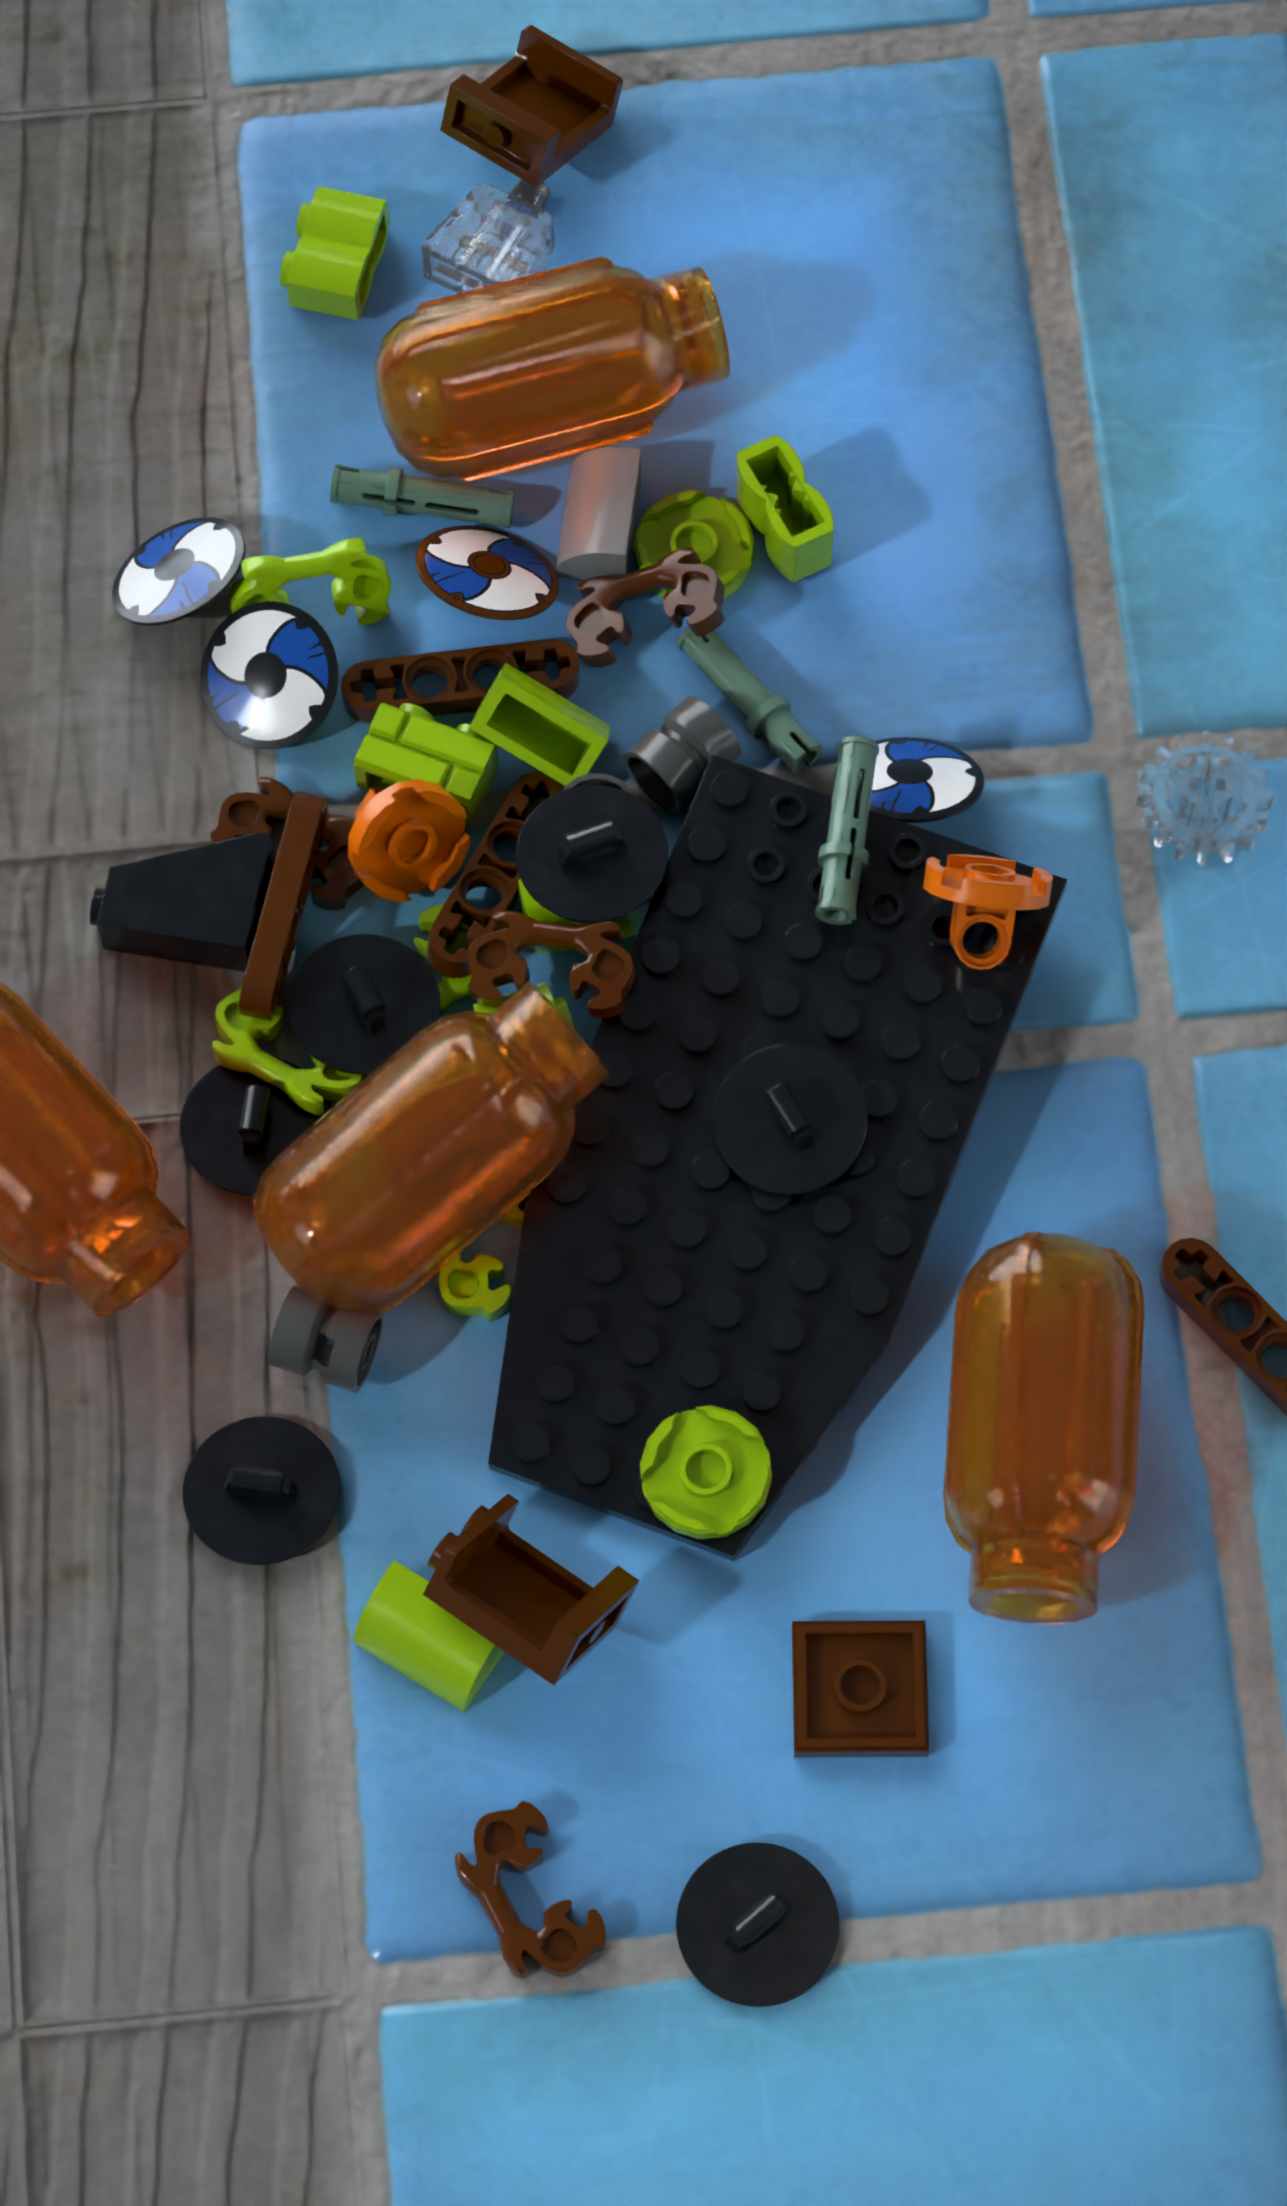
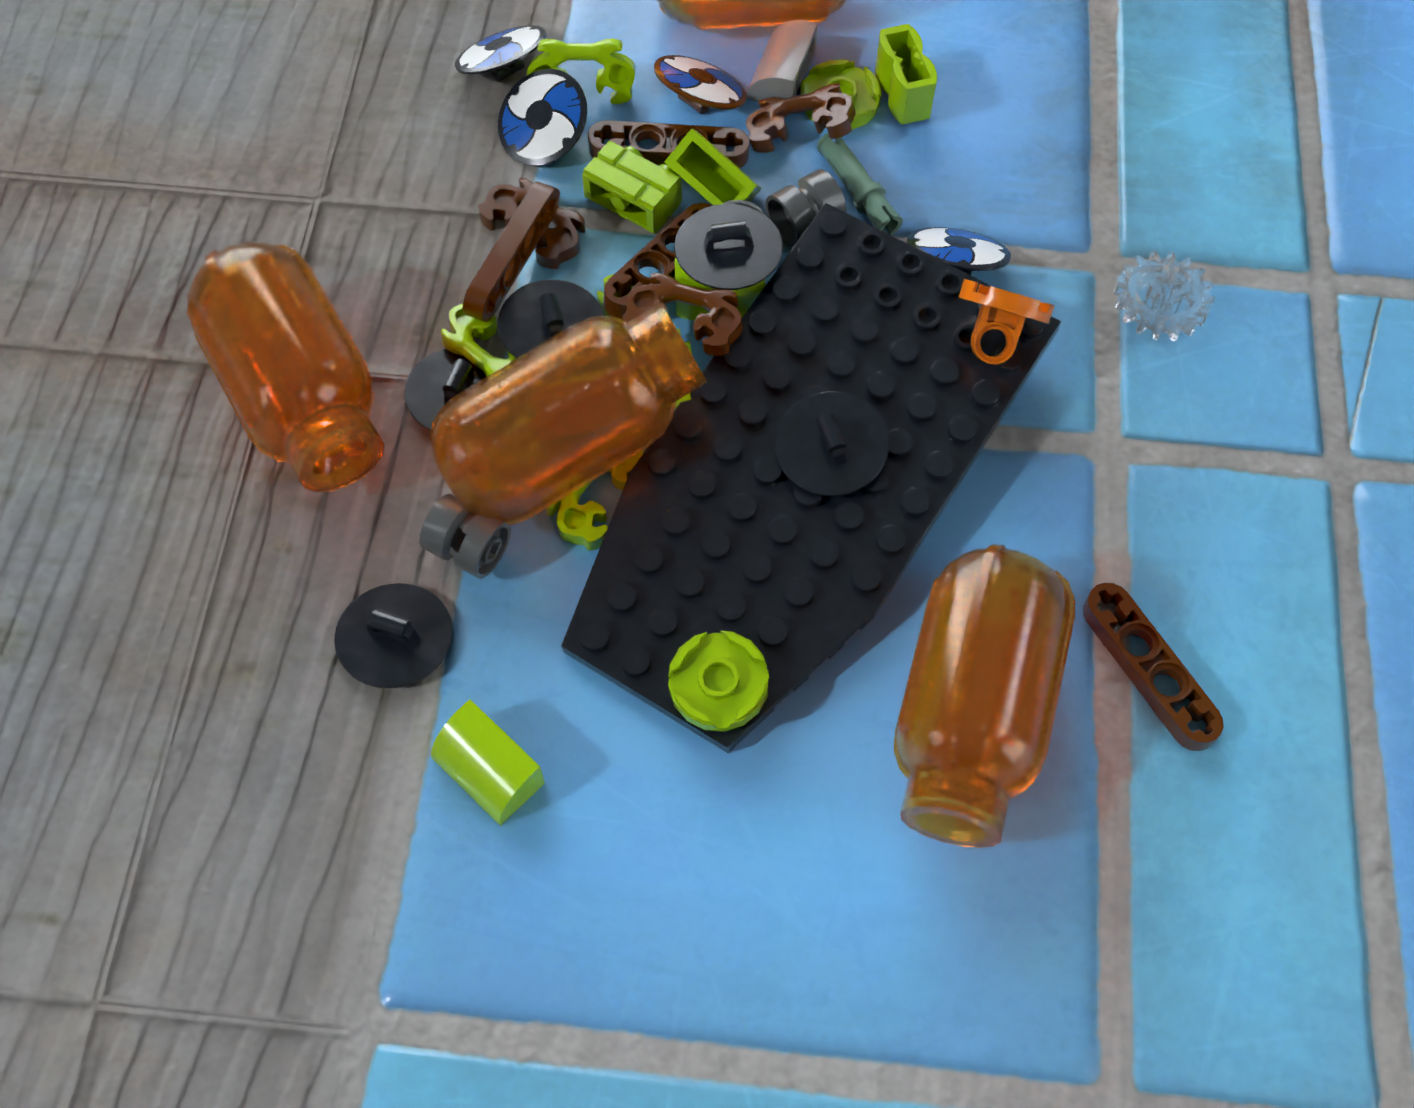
camera: 10 degrees right, 5 degrees down
(188, 903) = (445, 240): black slope -> none
(407, 839) = (606, 224): orange tile -> none
(422, 496) = (655, 31): sand green pin -> none
(501, 1842) = (527, 1022): reddish brown helmet -> none
(522, 1595) = (559, 744): reddish brown panel -> none
(757, 1924) = (685, 1039): black shield -> none
(844, 851) = (905, 272): sand green pin -> none
(860, 1689) = (803, 868): reddish brown tile -> none

